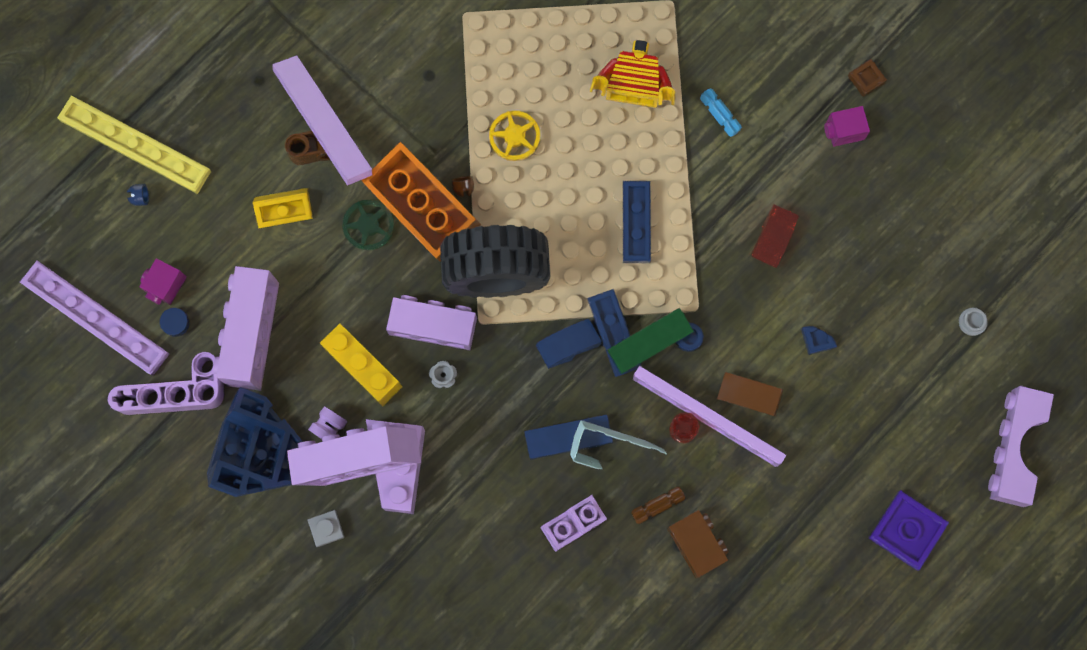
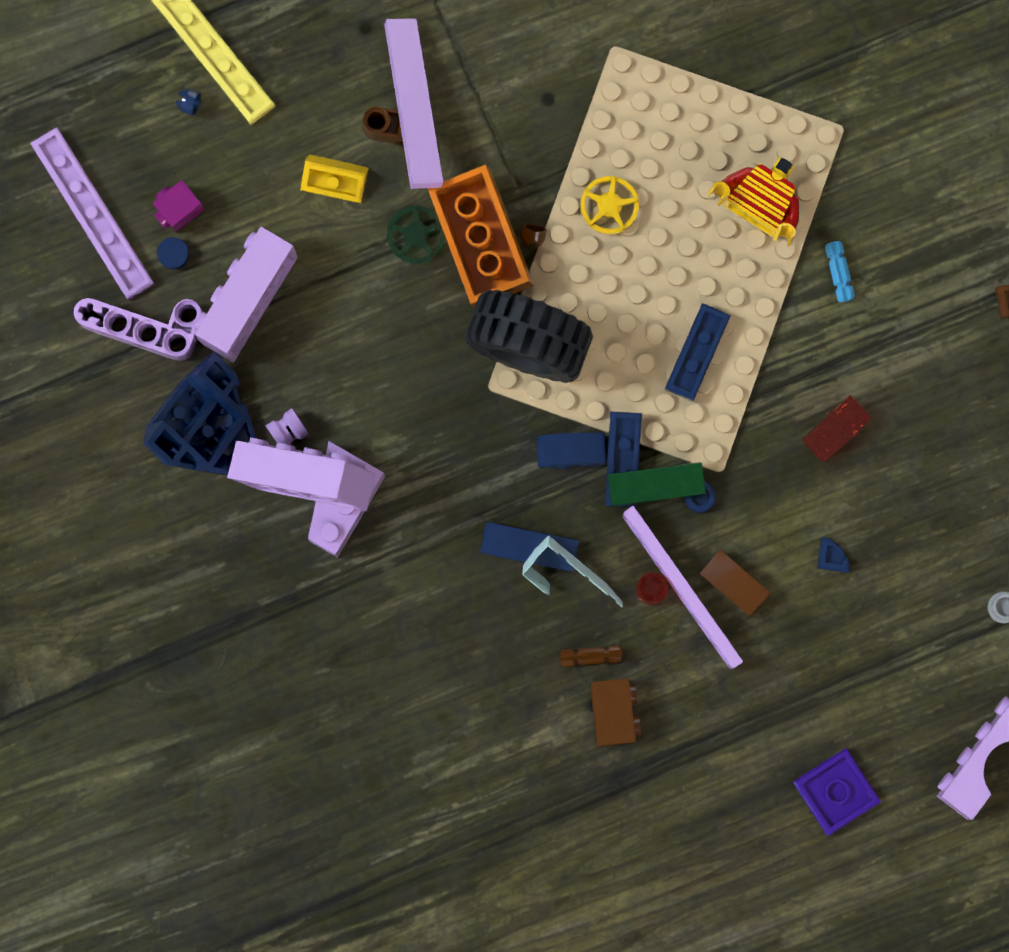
camera: 20 degrees right, 5 degrees up
(326, 528) = (242, 534): light grey plate -> none
(361, 365) = (347, 381): yellow brick -> none
(432, 322) = (439, 368): lavender brick -> none
(443, 367) = (431, 419): light grey plate -> none
(573, 523) = (496, 637): lavender slope -> none
(847, 126) = (966, 344): magenta brick -> none

